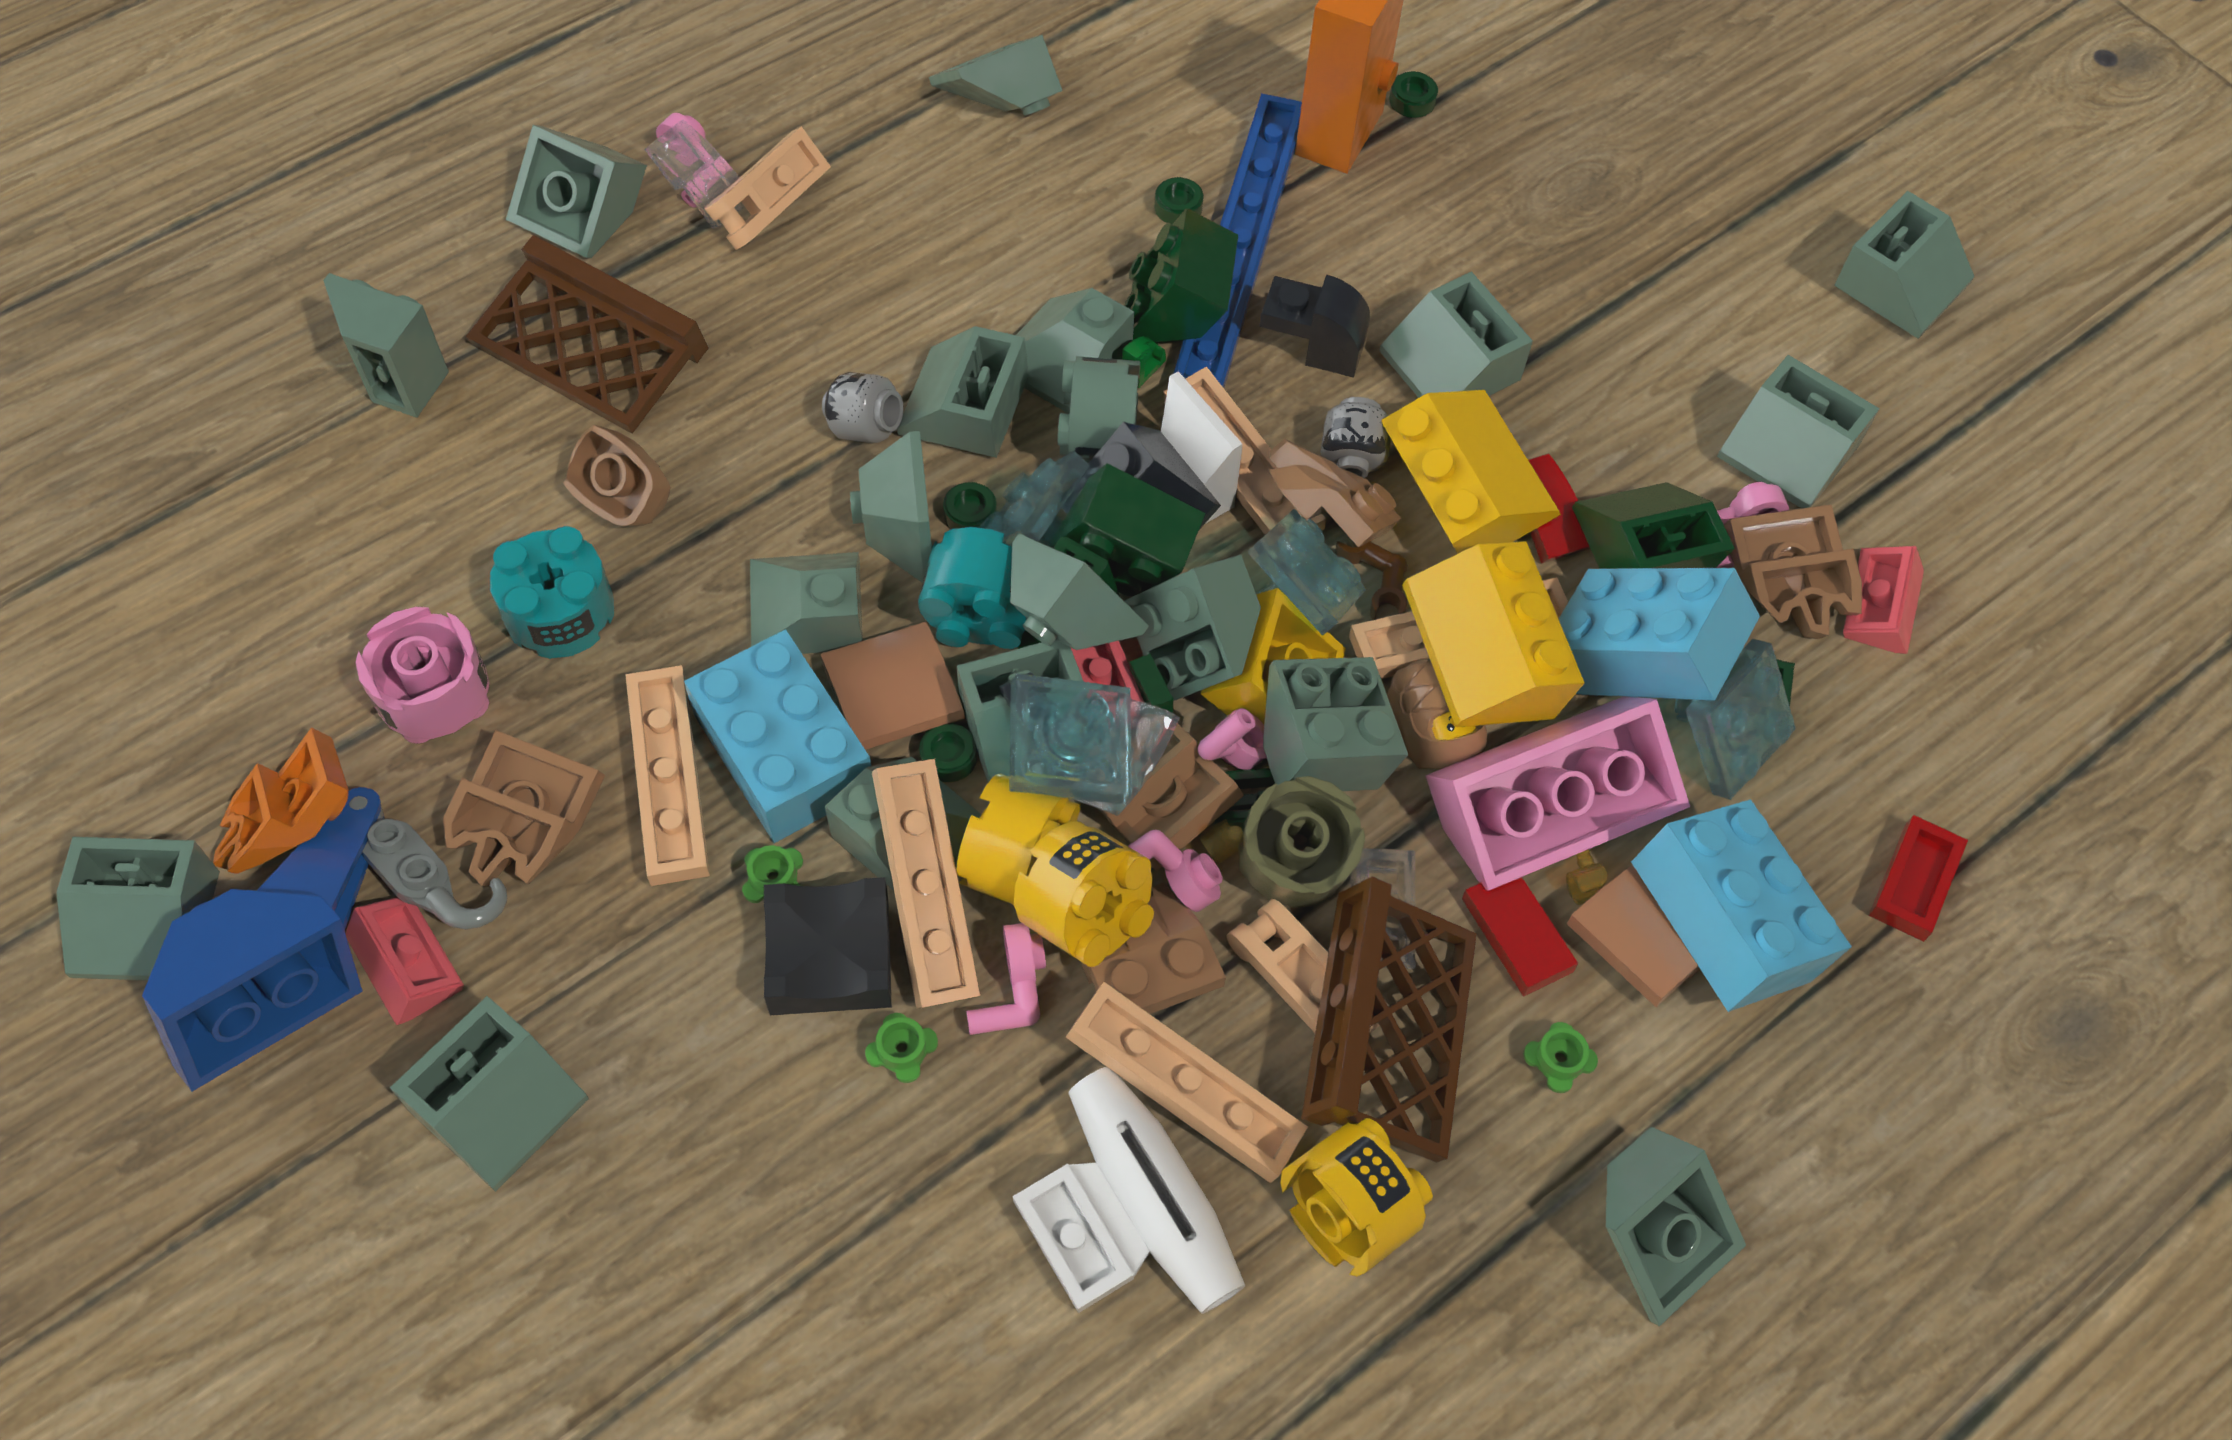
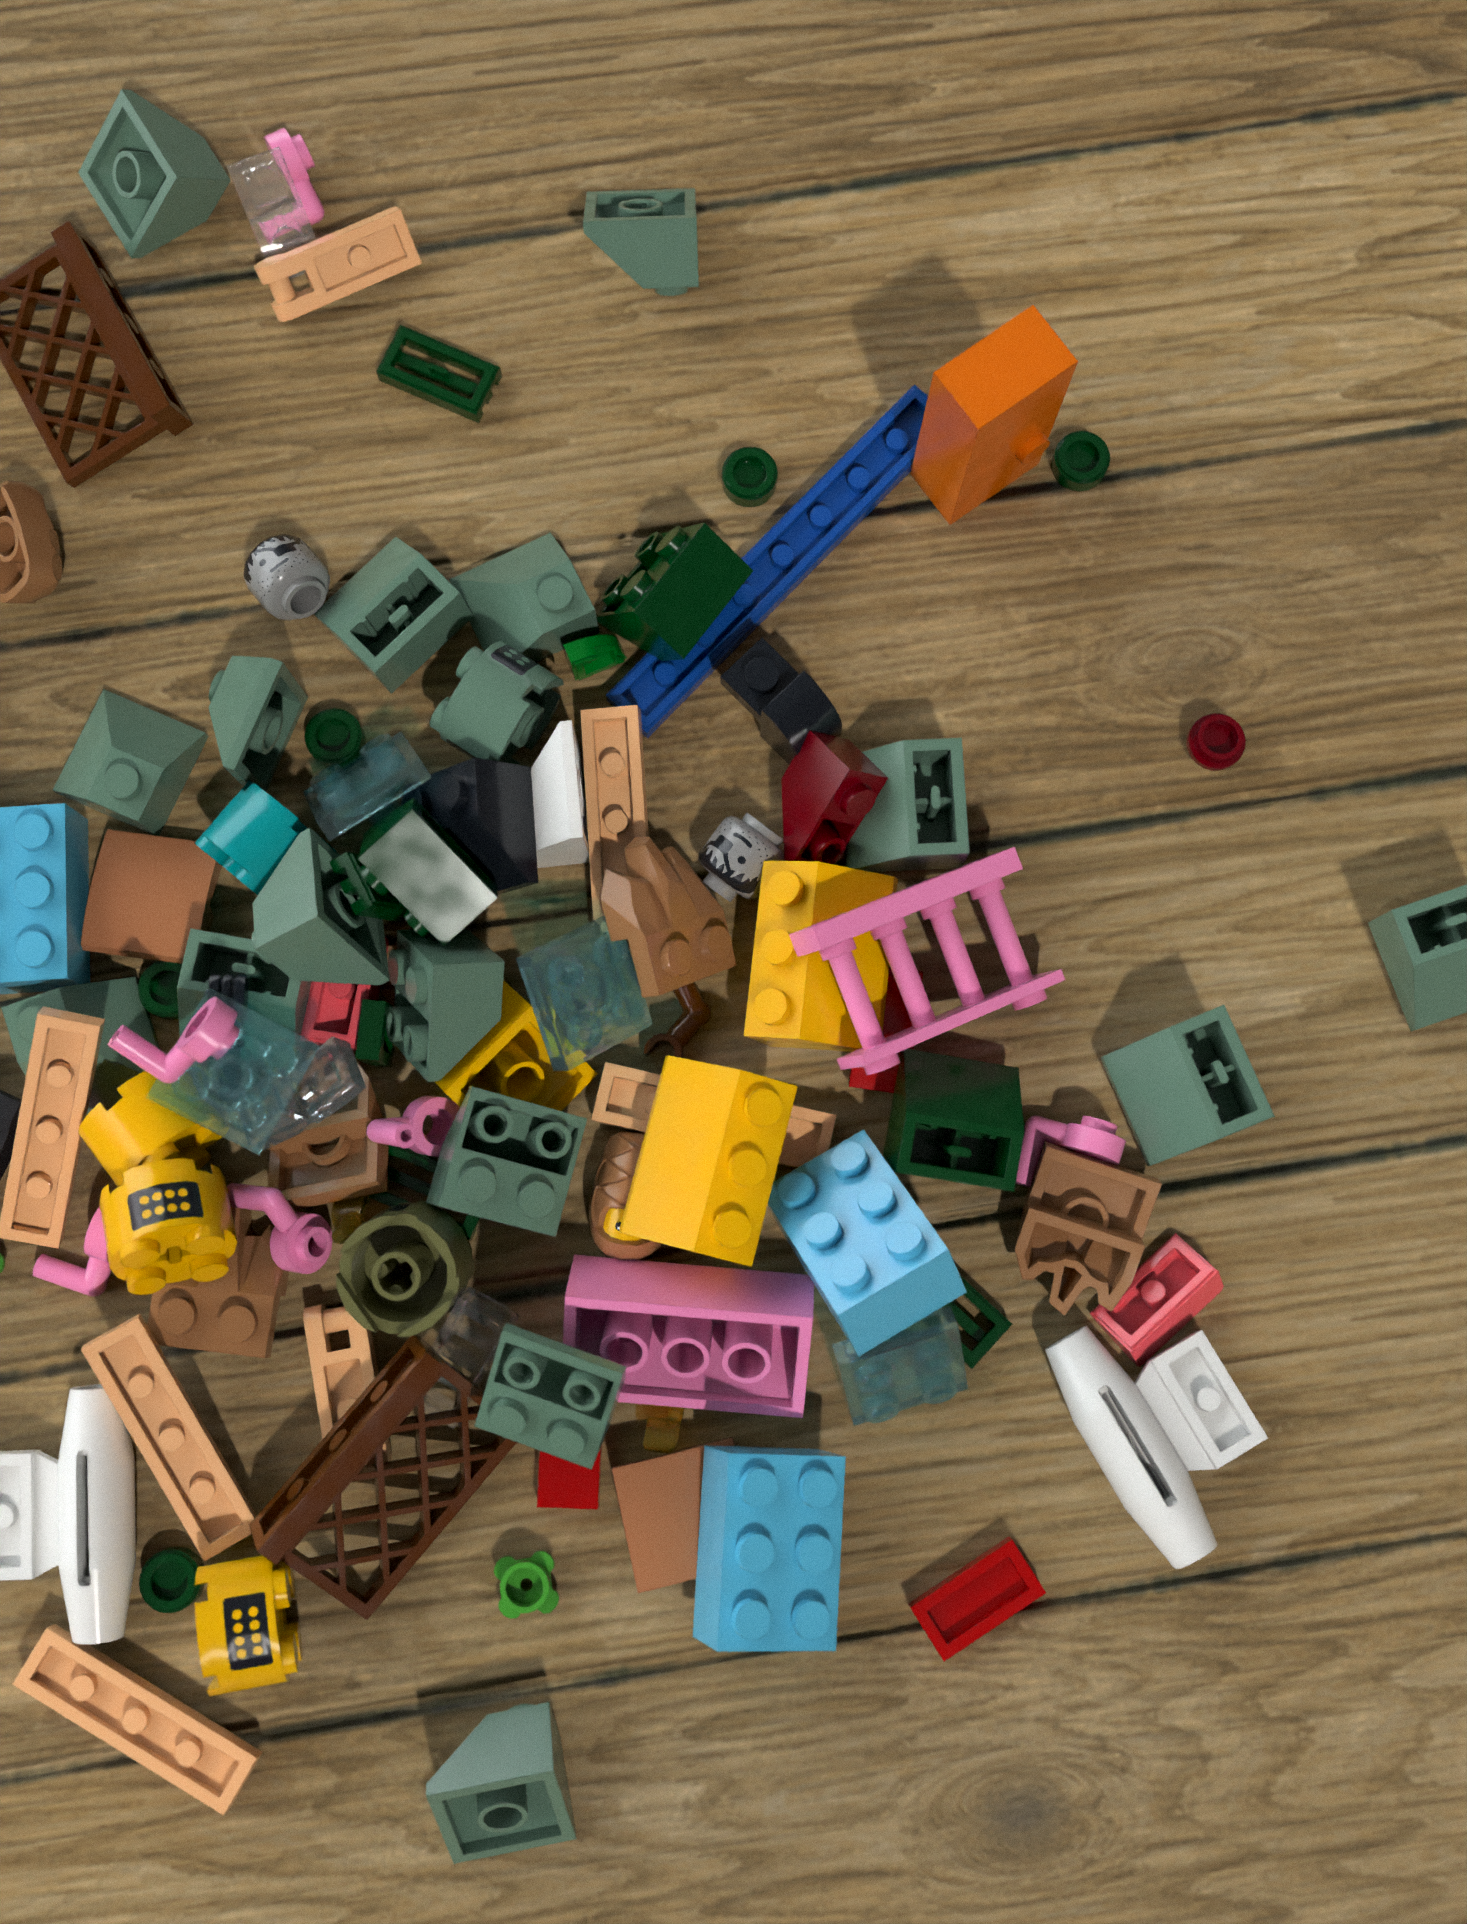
camera: 30 degrees right, 20 degrees up
(891, 239) = (480, 393): none -> dark green tile
(1042, 697) = (207, 1034): none -> bright pink plate
(1254, 1221) = (169, 1580): none -> dark green tile
(1304, 1350) = (138, 1719): none -> light nougat plate
(1393, 358) = (826, 797): none -> dark red slope
(1492, 853) = (550, 1396): none -> sand green slope
(1529, 384) = (886, 921): none -> bright pink fence
(1642, 218) = (1216, 742): none -> dark red plate
(1958, 681) = (1155, 1430): none -> white plate

